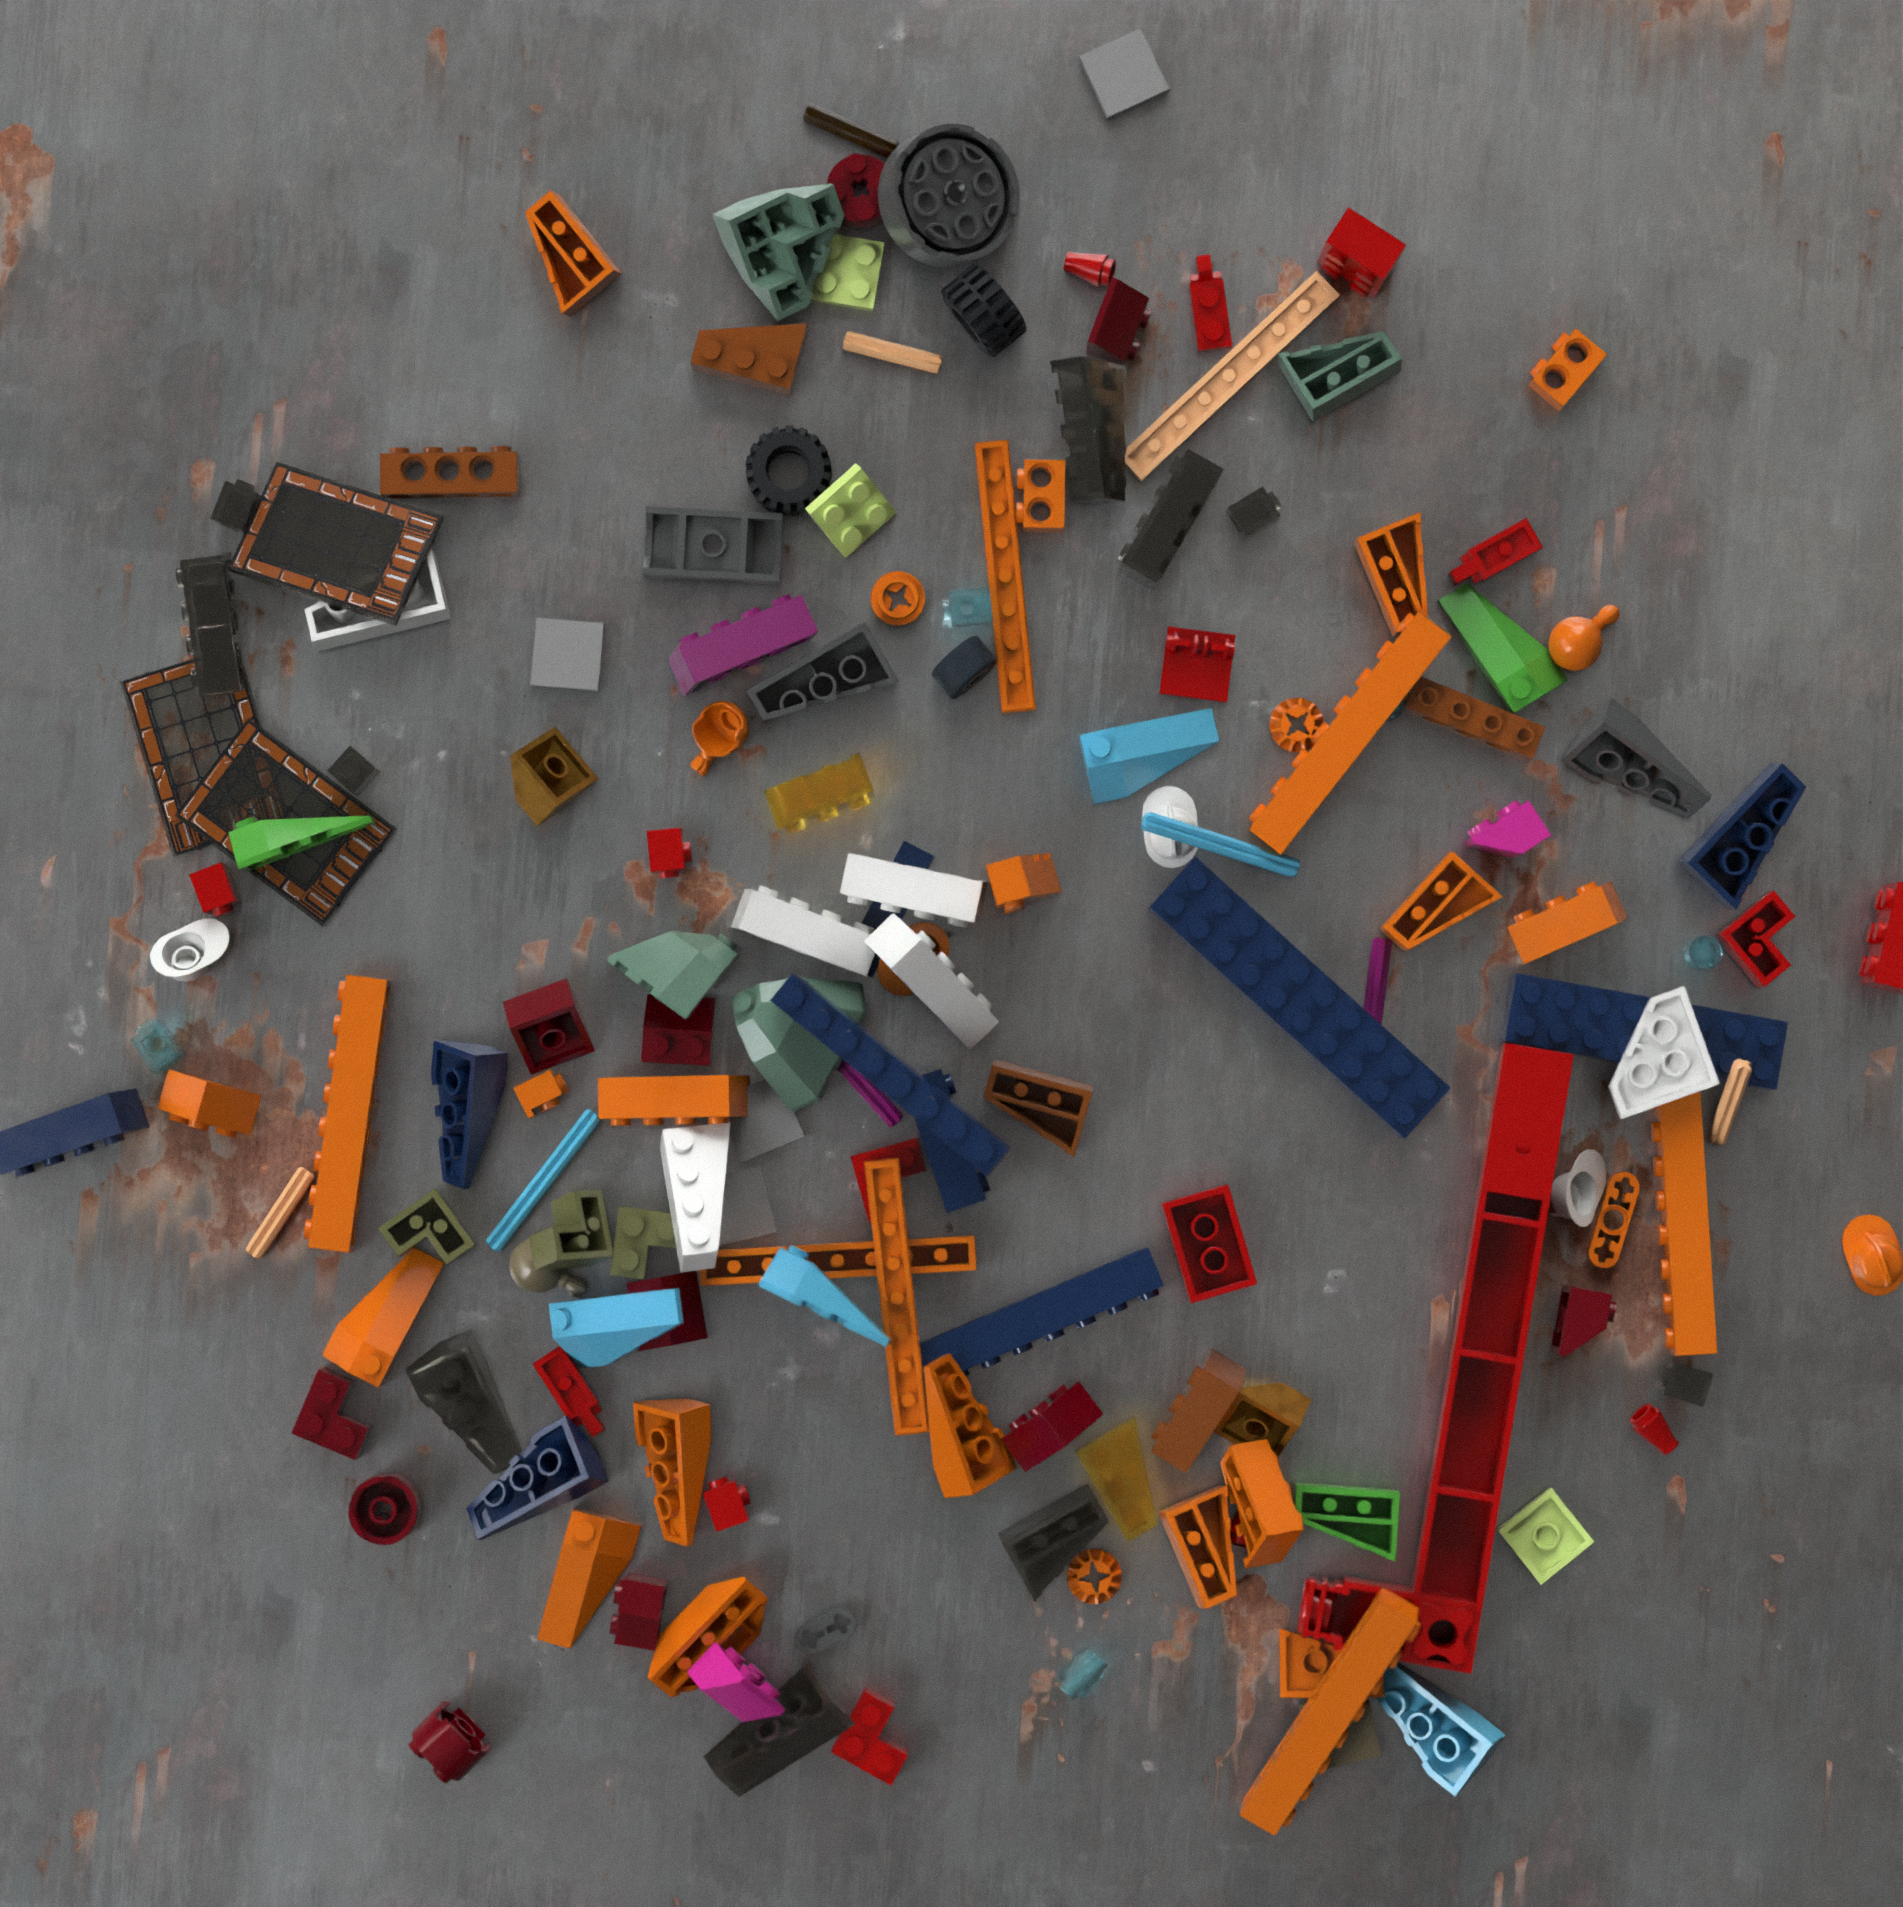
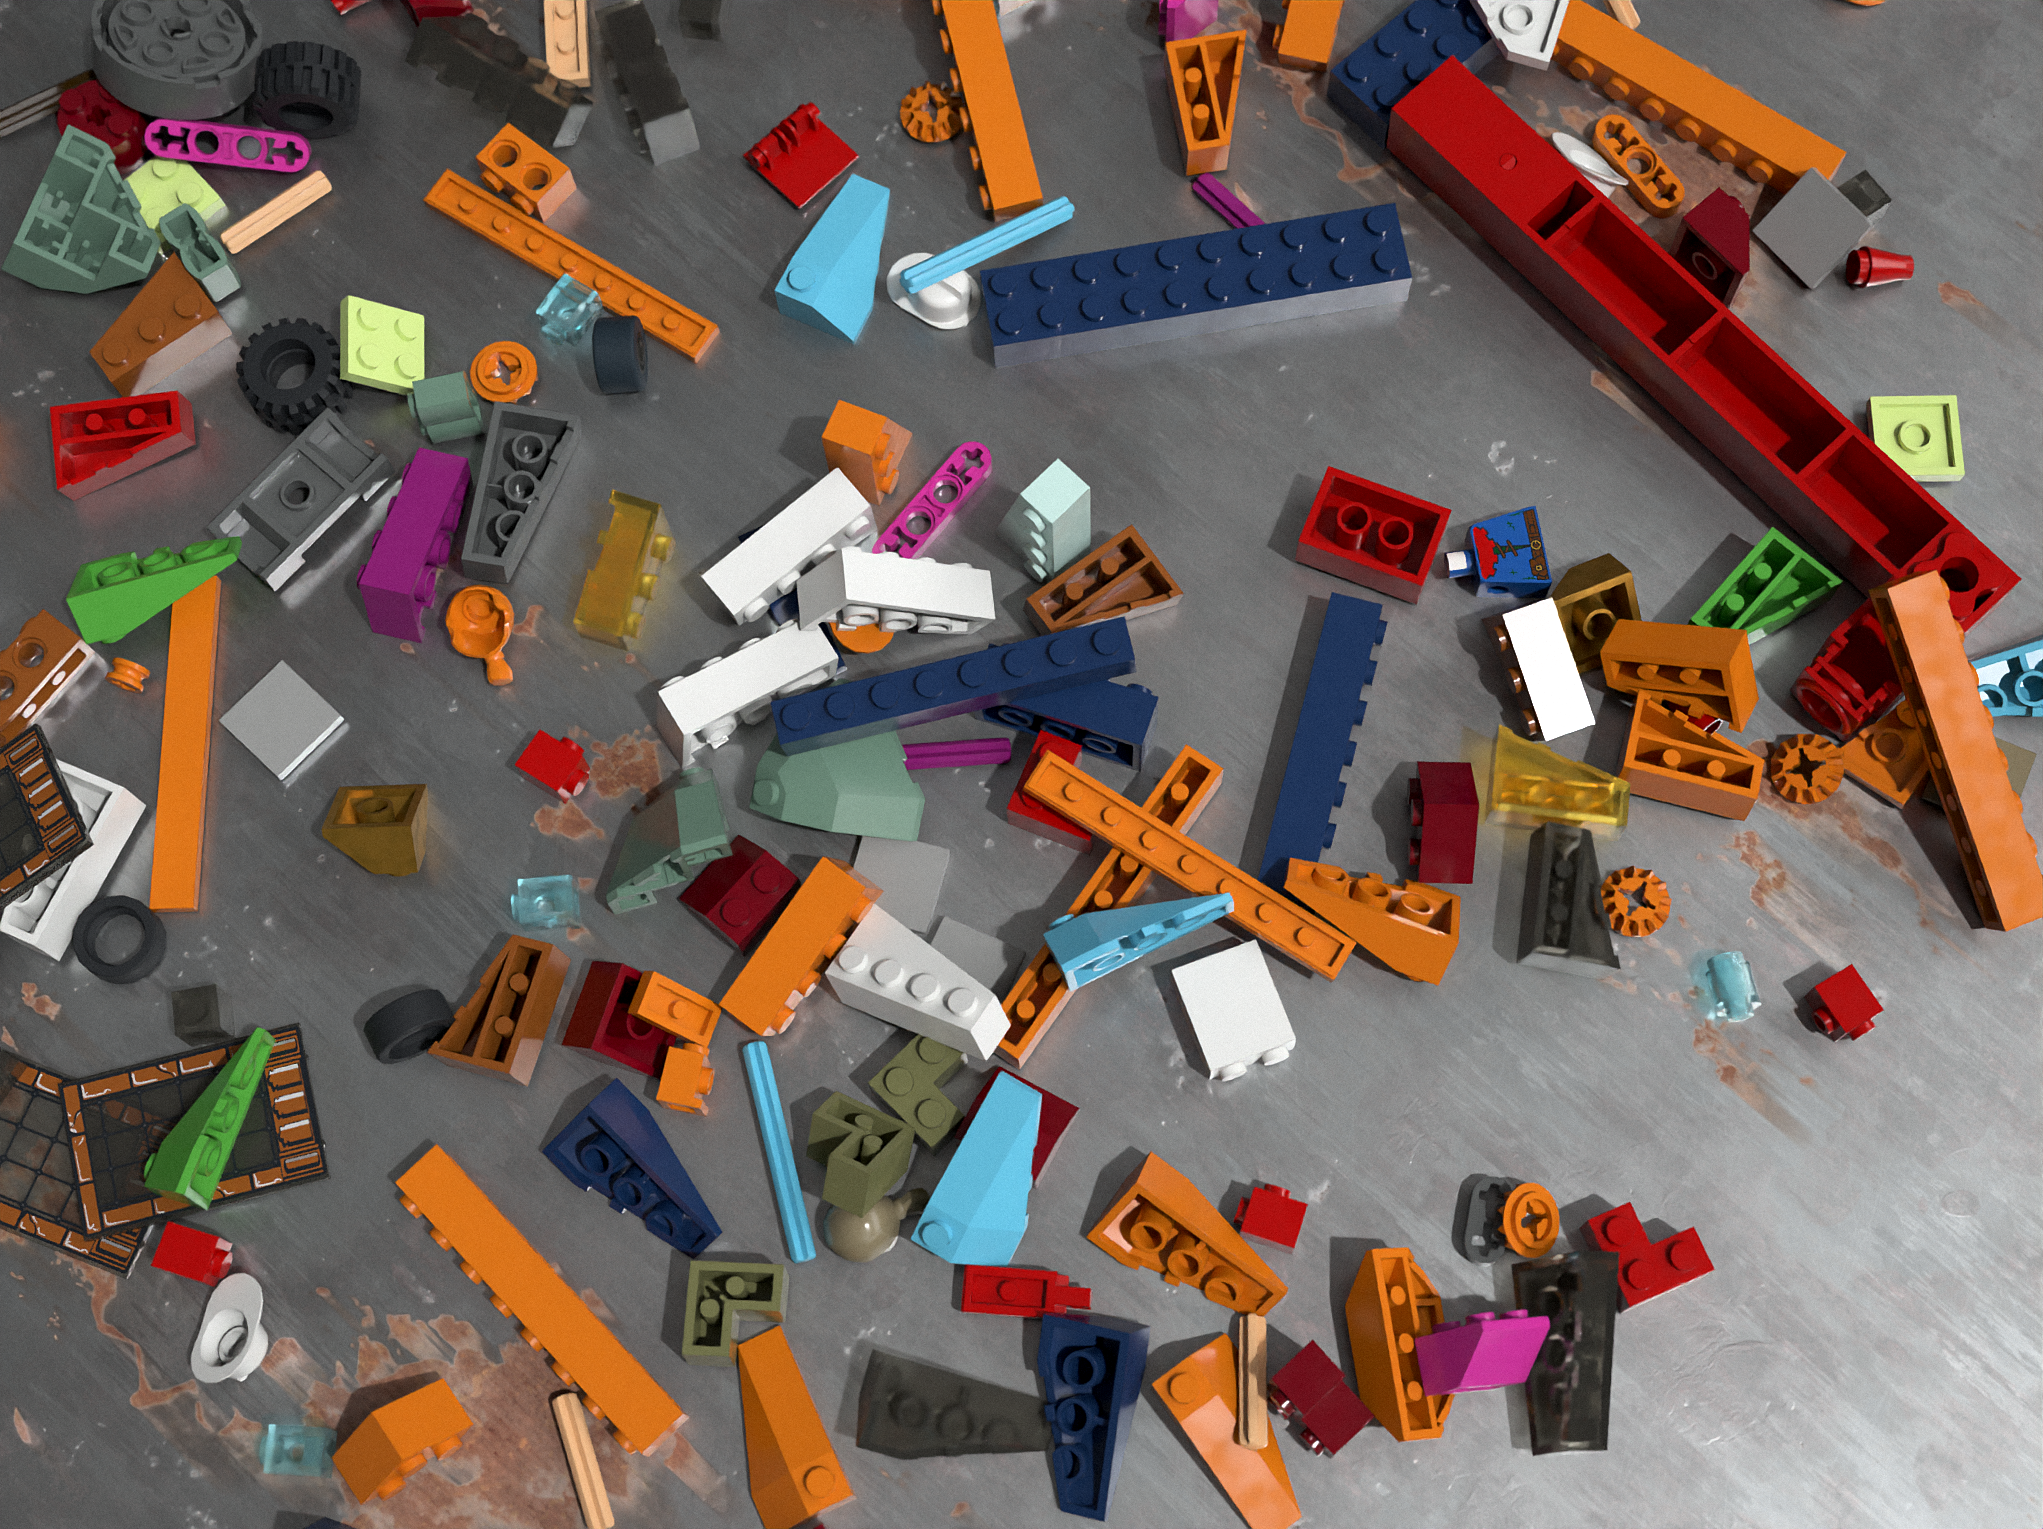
camera: 50 degrees left, 15 degrees down
(350, 653) = (96, 917): none -> black tyre
(442, 904) = (408, 1026): none -> black tyre
(494, 955) = (508, 1014): none -> dark orange wedge
(508, 607) = (185, 750): none -> orange tile
(519, 536) = (127, 675): none -> orange bush
(573, 492) = (125, 591): none -> bright green wedge
(575, 1053) = (675, 1008): none -> orange plate
(590, 929) = (536, 891): none -> clear light blue brick
(621, 1565) = (1253, 1382): none -> light nougat axle
(660, 393) = (116, 437): none -> red wedge
(818, 344) = (200, 252): none -> sand green brick
(835, 1386) = (1233, 1011): none -> white brick
(840, 590) = (446, 407): none -> sand green brick
(842, 1666) = (1538, 1234): none -> orange gear
(906, 288) = (228, 144): none -> dark pink beam
(1017, 952) = (937, 513): none -> dark pink beam
(1051, 1034) = (1050, 523): none -> light aqua wedge
(1120, 1749) = (1843, 1005): none -> red brick
(1259, 1334) = (1504, 557): none -> blue torso
(1276, 1621) = (1825, 778): none -> orange gear
(1646, 1369) = (1813, 227): none -> light grey tile

